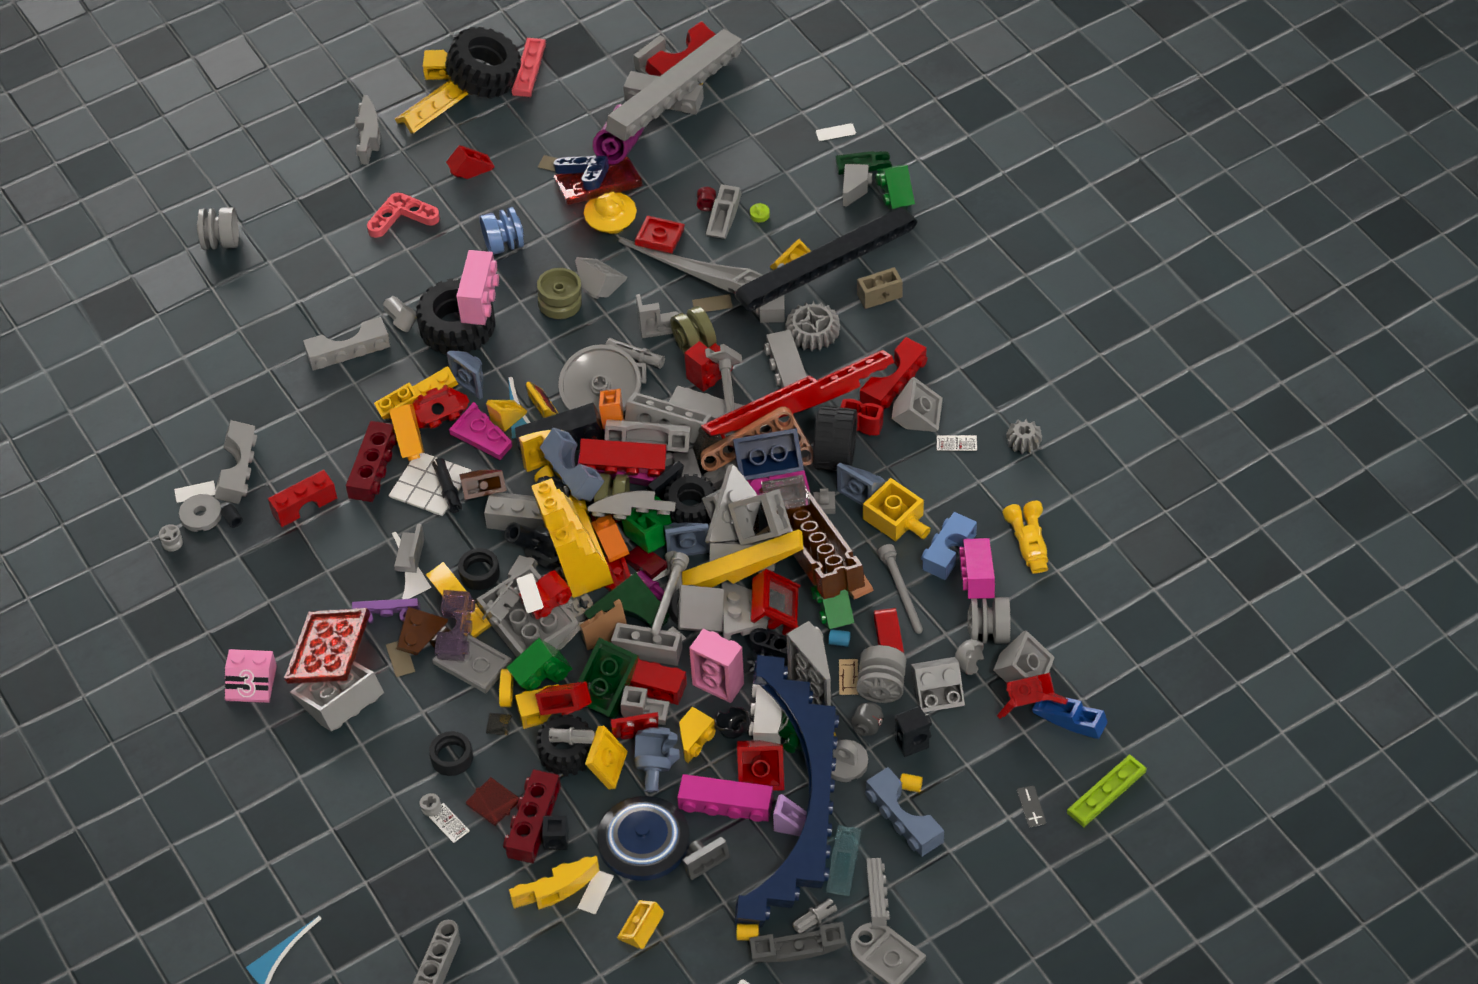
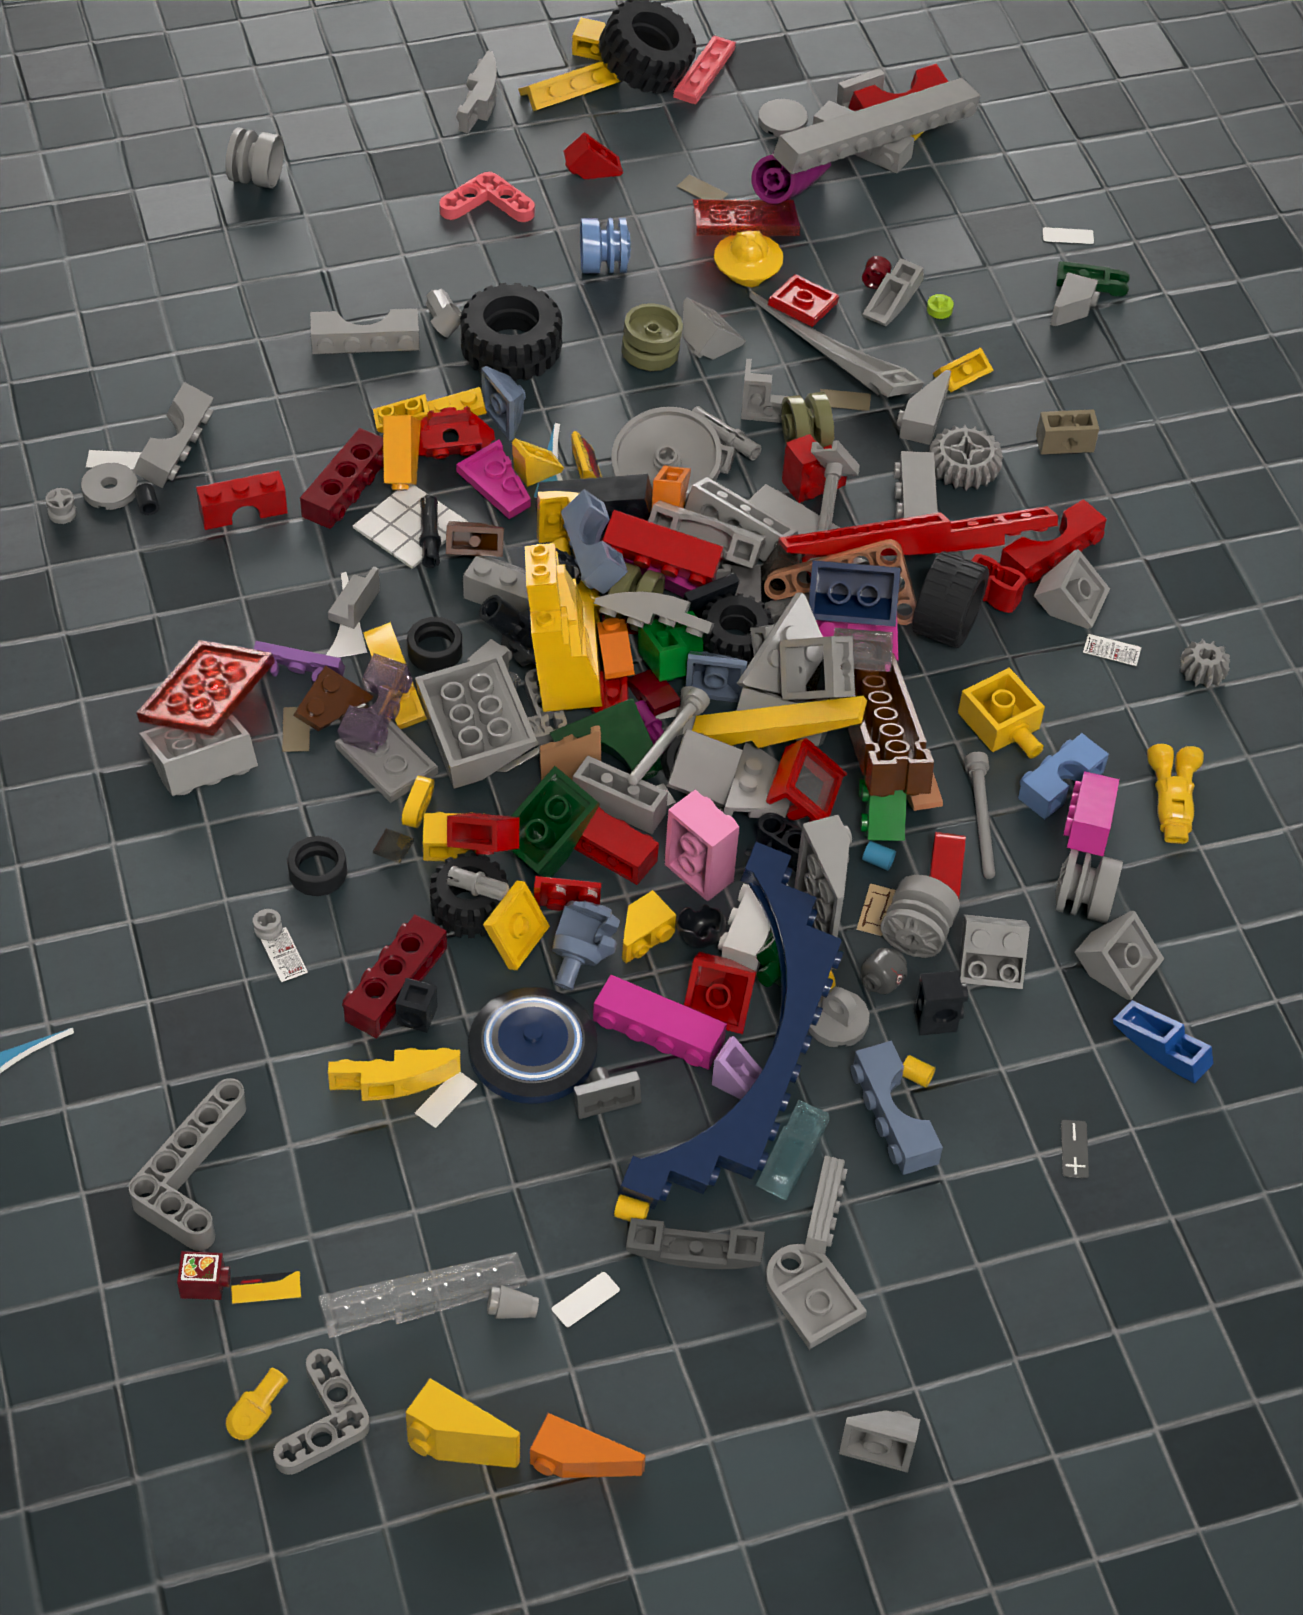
camera: 10 degrees right, 0 degrees up
(249, 675) = (95, 698): bright pink slope -> none
(477, 287) = (545, 297): bright pink brick -> none
(492, 801) = (350, 942): clear red piece -> none
(495, 609) = (434, 695): light grey hinge -> none
(529, 593) = (483, 686): white sticker -> none
(537, 663) = (468, 780): green brick -> none
(553, 593) = (504, 694): red brick -> none
(592, 166) = (740, 200): dark blue beam -> none
(599, 91) = (782, 116): none -> light grey tile
(636, 703) = (580, 863): light grey brick -> none
(641, 924) = (492, 1158): yellow slope -> none
(814, 916) = (729, 1214): light grey axle -> none
(825, 259) = (1006, 378): black beam -> none
(825, 500) = (915, 676): light grey tile -> none
(857, 483) = (962, 663): sand blue slope -> none
(896, 185) = (1127, 314): green brick -> none
(968, 655) = (1047, 923): light grey hair -> none
(1030, 691) = (1116, 992): red piece -> none
(1106, 790) = (1185, 1156): lime tile -> none

